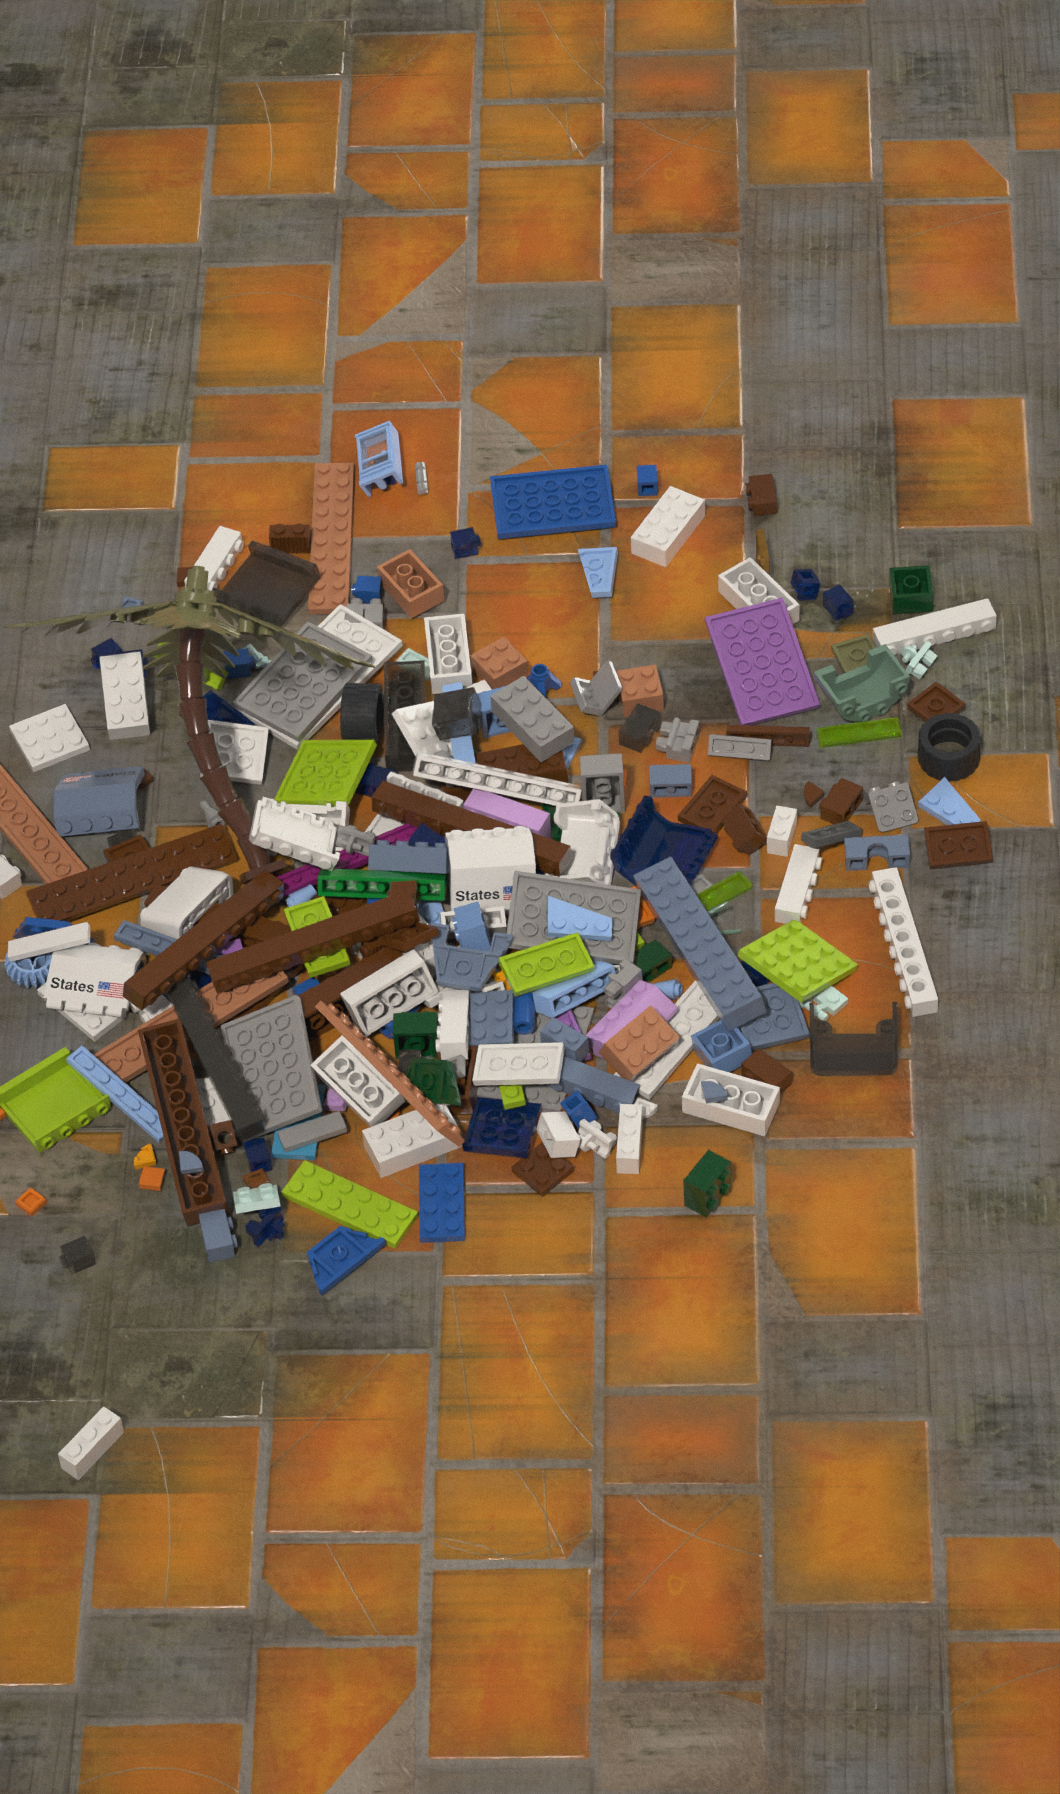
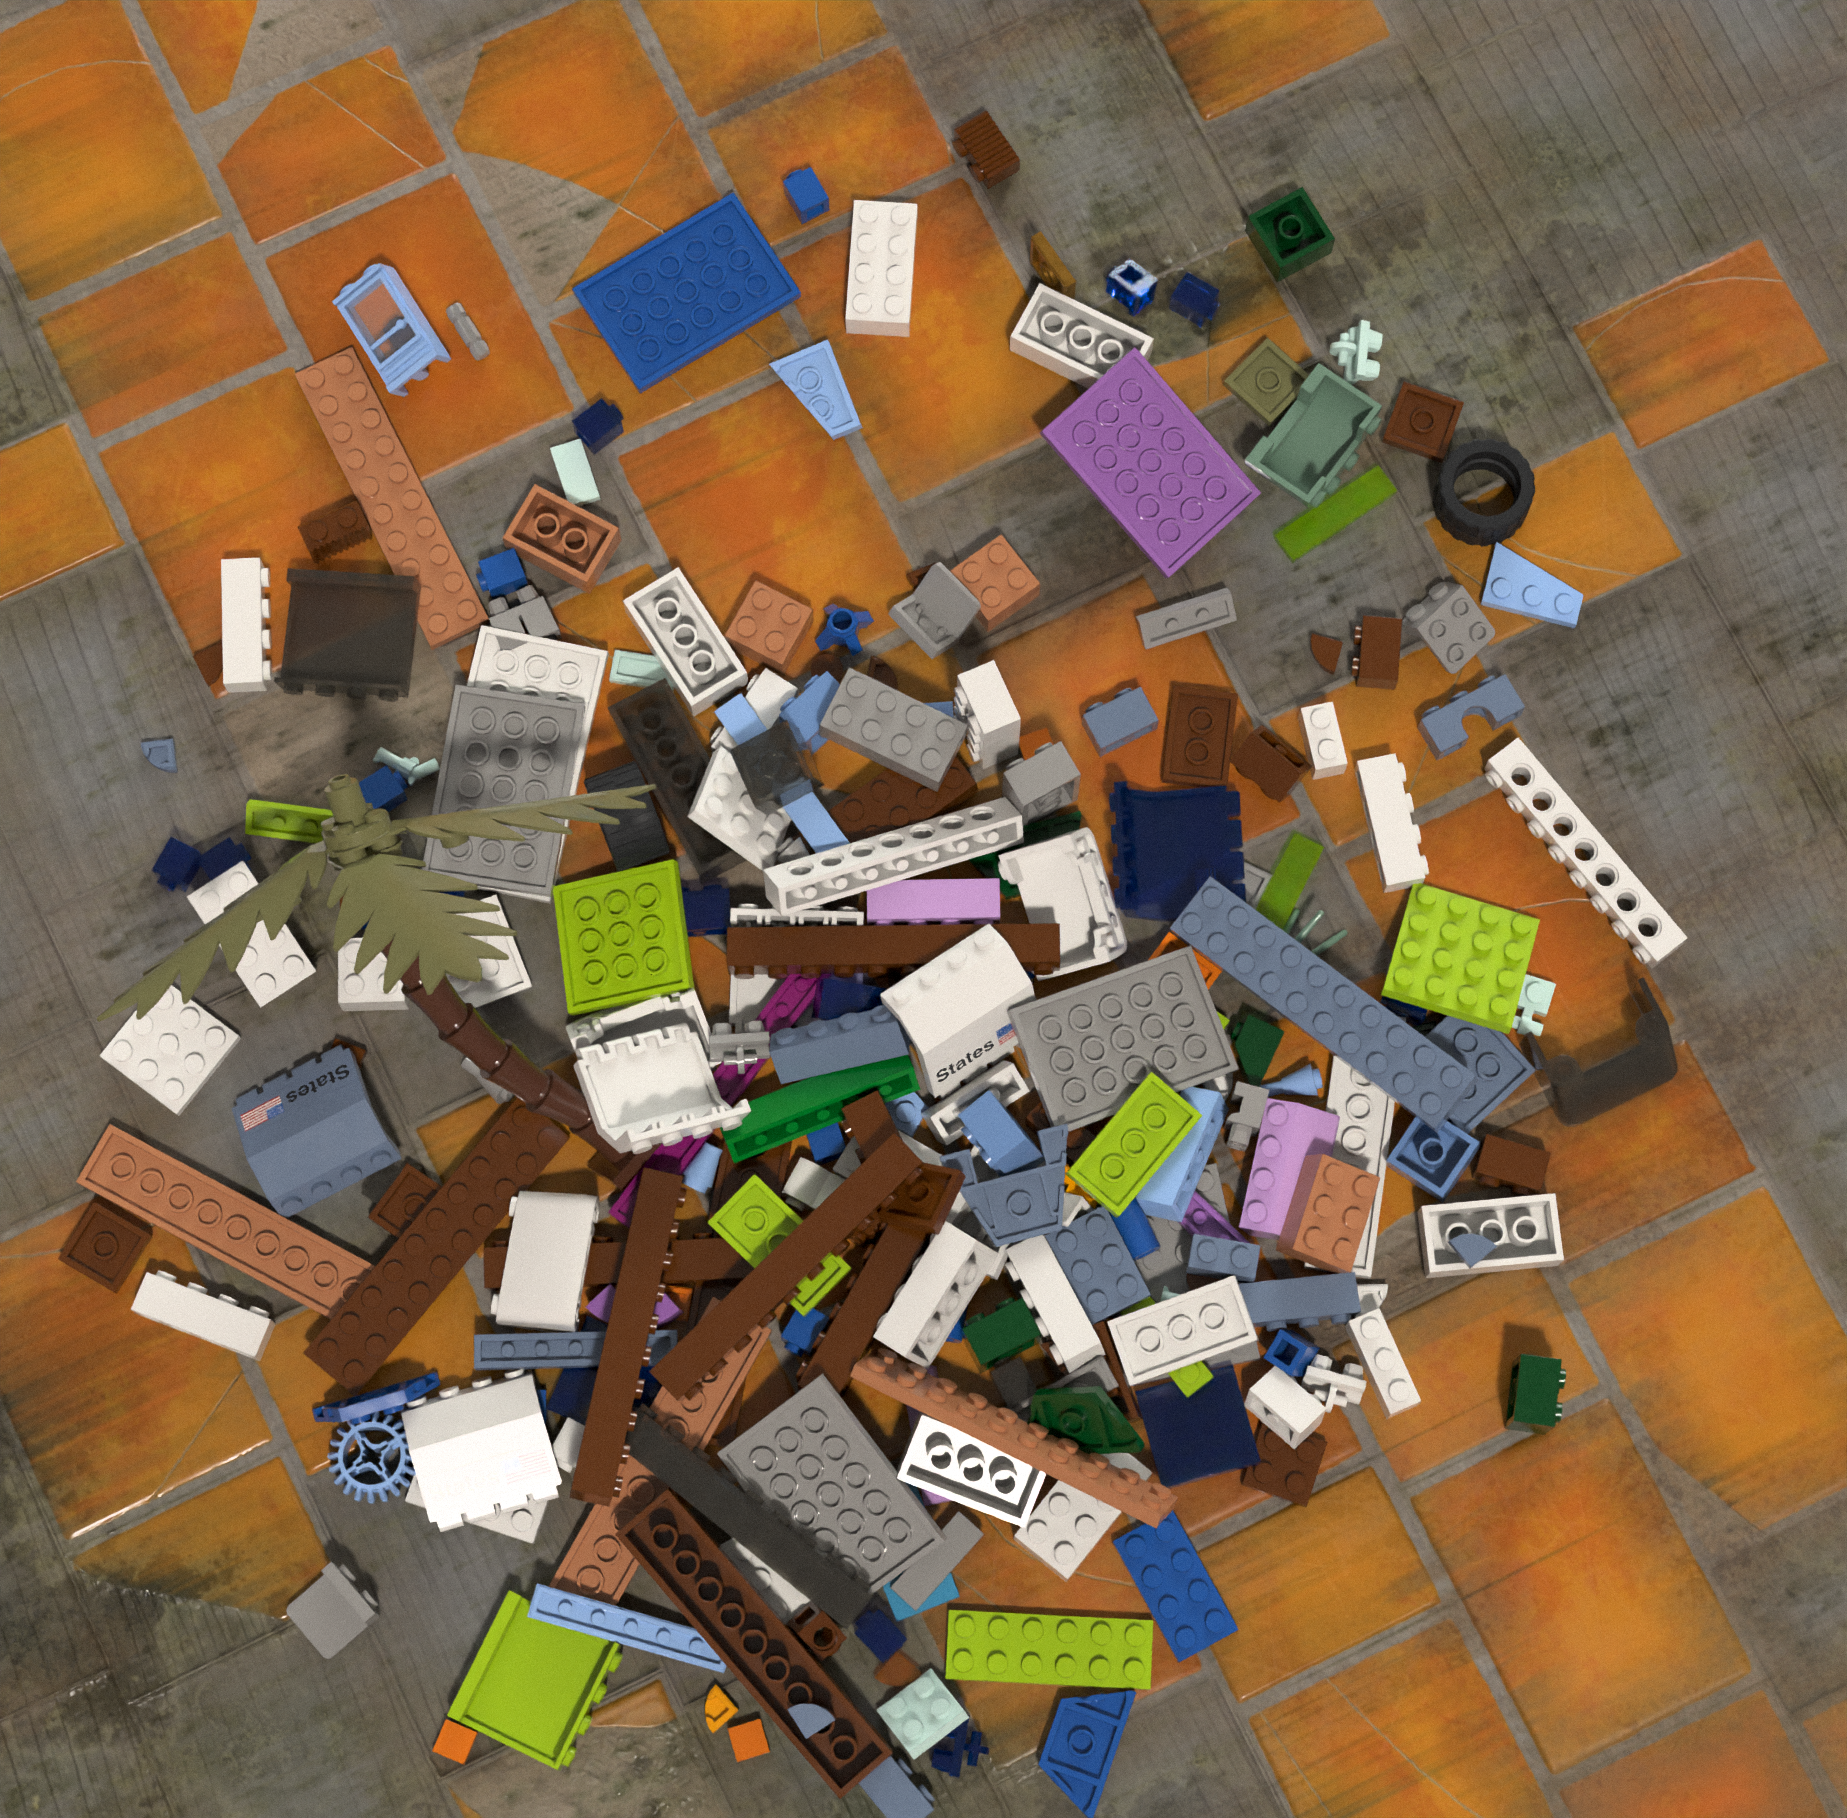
camera: 30 degrees left, 25 degrees up
(49, 941) = (392, 1432): white tile -> none
(170, 744) = (365, 989): none -> white brick
(439, 560) = (575, 473): none -> light aqua tile
(568, 919) = (1134, 1050): light blue wing -> none
(589, 727) = (989, 713): none -> white brick
(639, 728) = (1028, 648): clear smoke brick -> none
(681, 739) = (1097, 640): light grey hips -> none
(780, 735) = (1226, 575): reddish brown plate -> none
(830, 834) = (1398, 719): dark grey plate -> none
(937, 626) = (1354, 286): white brick -> none
(958, 845) = (1577, 654): reddish brown plate -> none

